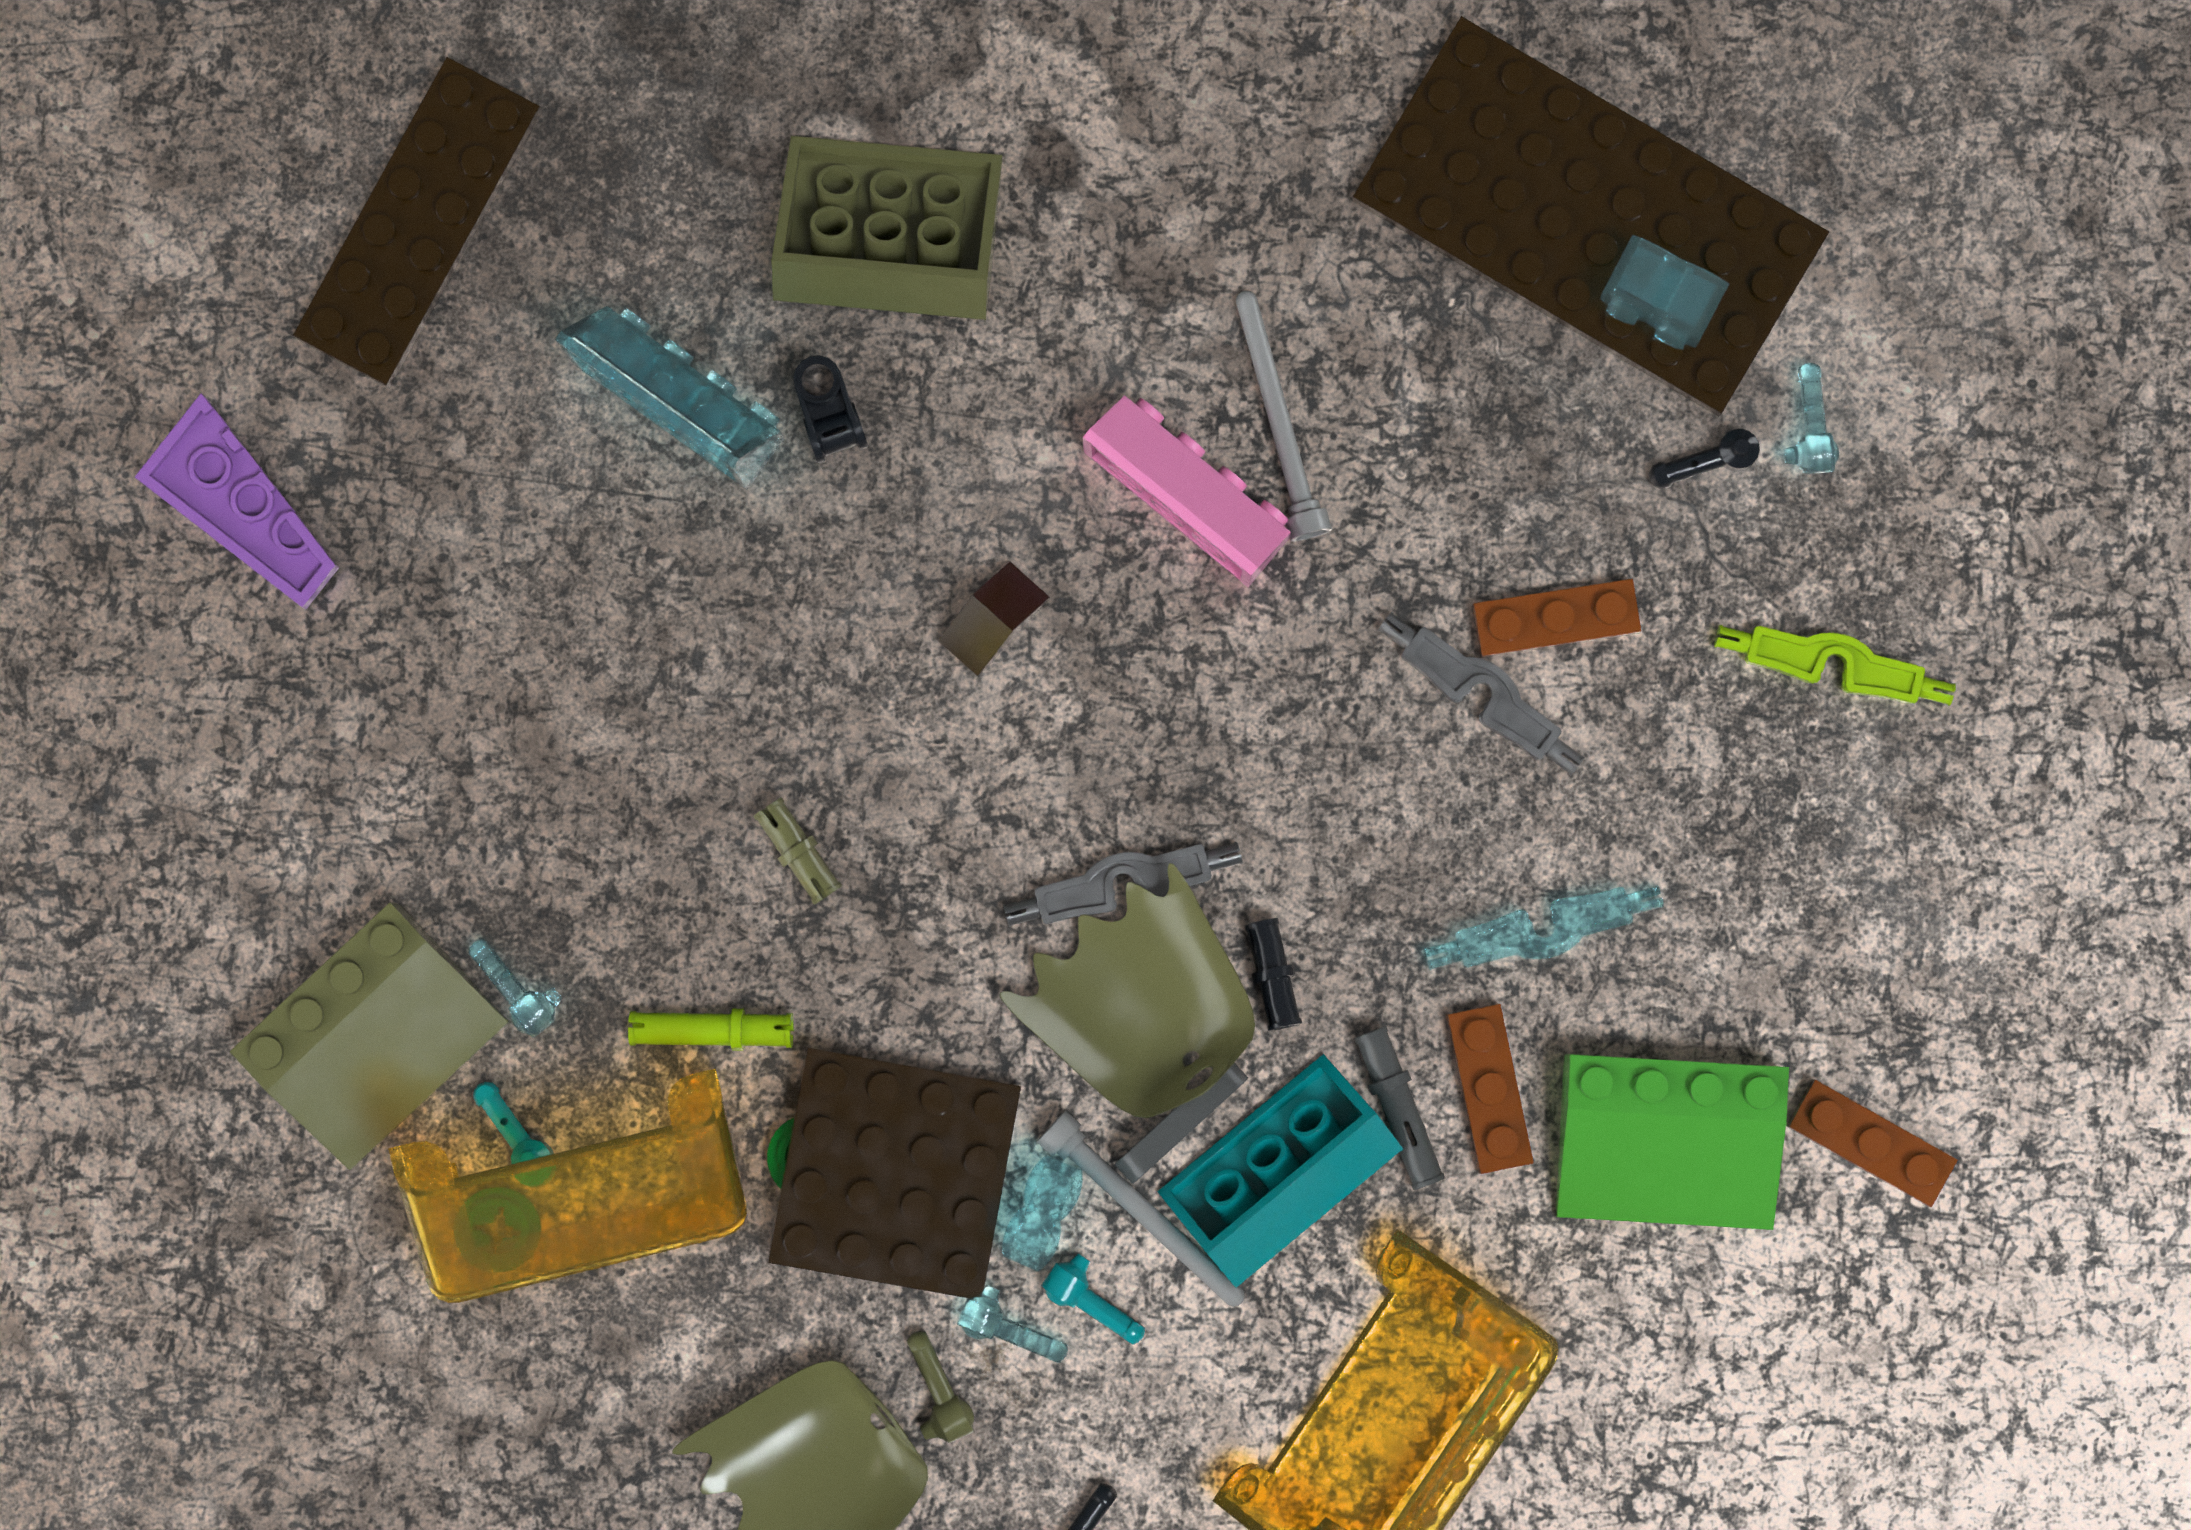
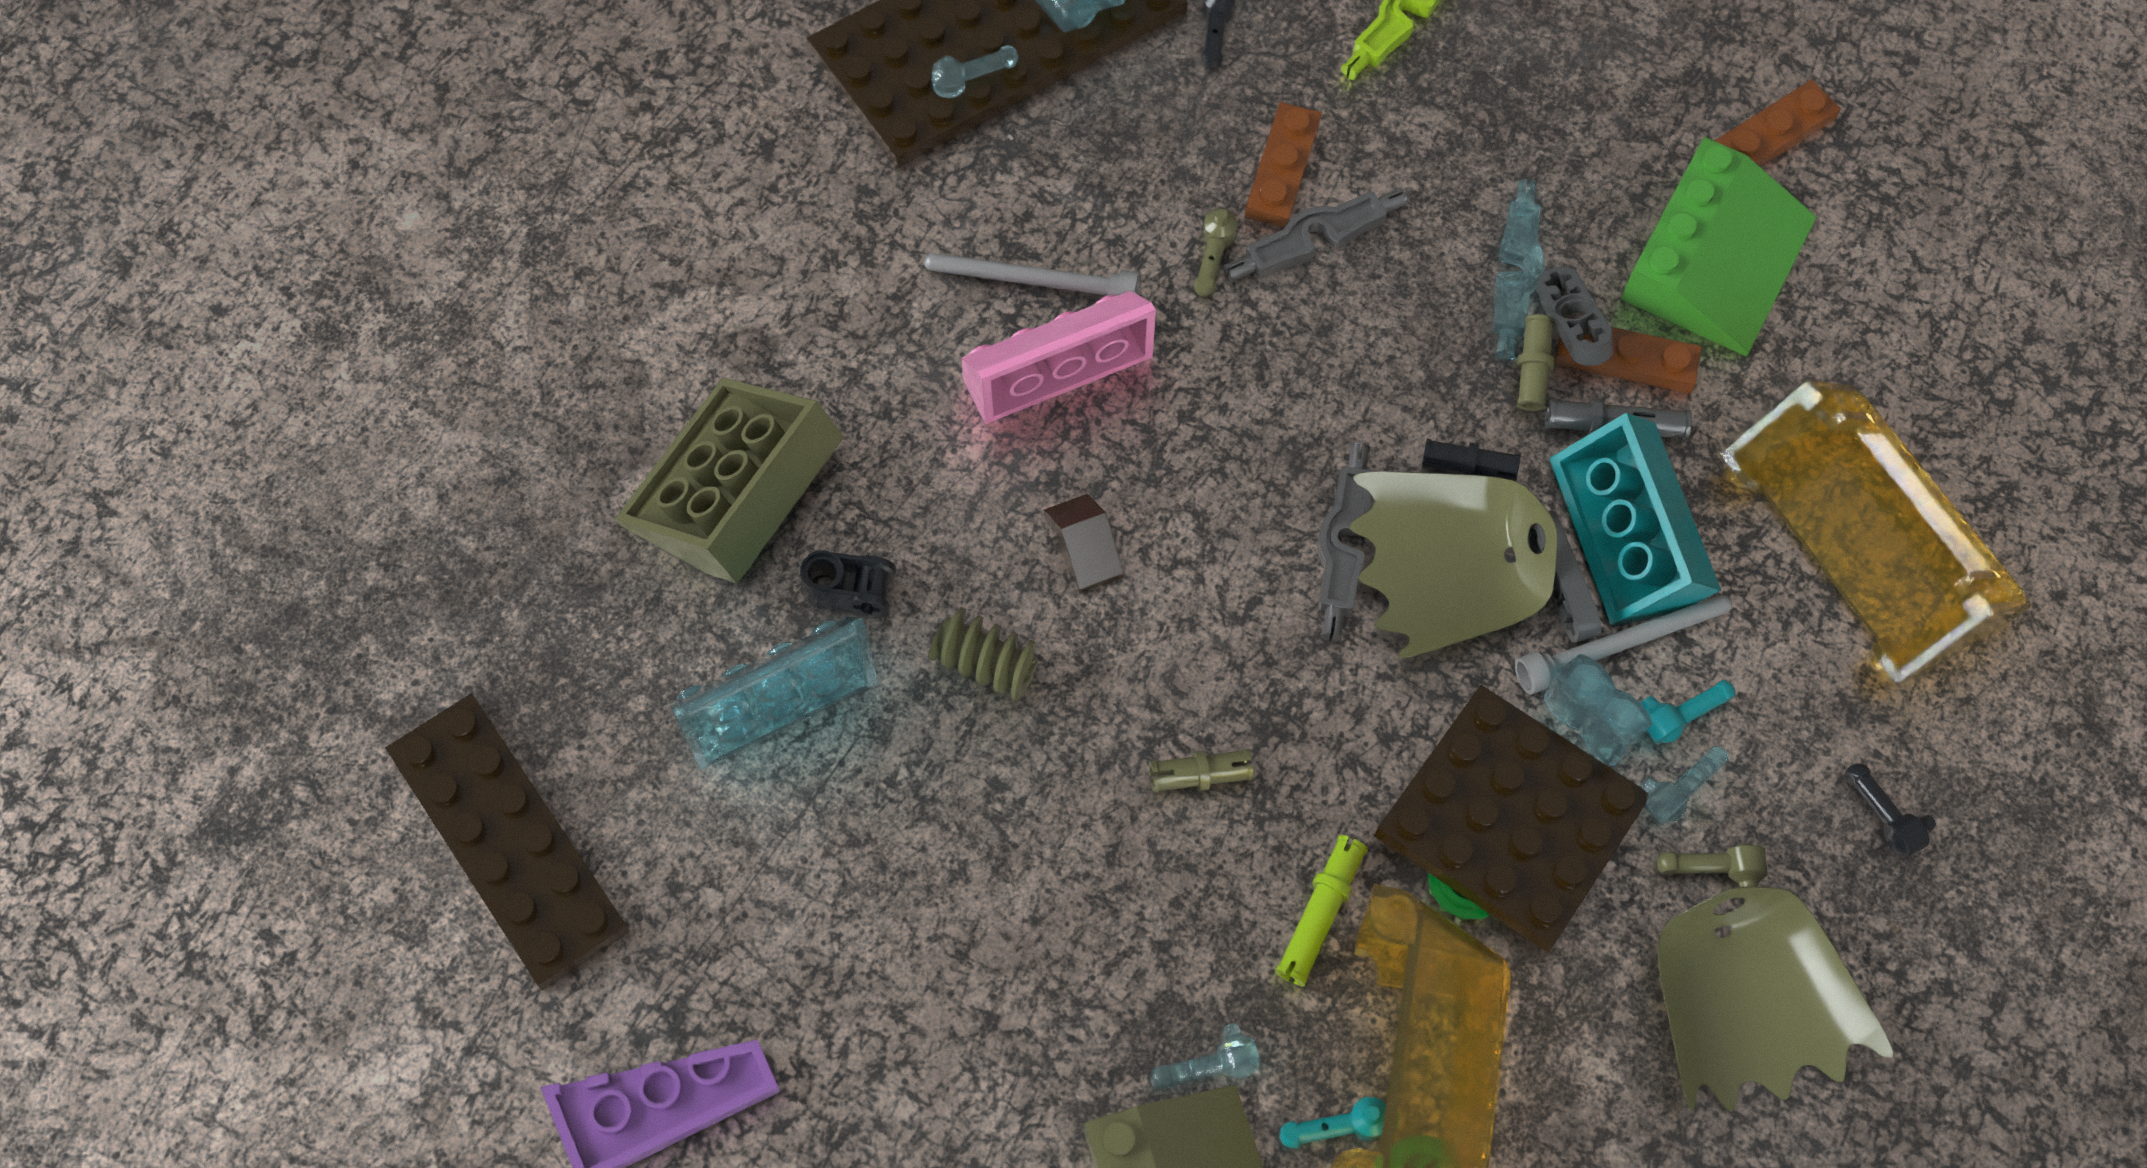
camera: 70 degrees left, 20 degrees down
(814, 583) = (984, 654): none -> olive piece
(1424, 995) = (1535, 363): none -> olive pin
(1433, 588) = (1218, 233): none -> olive piece
(1473, 206) = (950, 74): none -> clear light blue piece
(1488, 1035) = (1572, 330): none -> dark grey beam

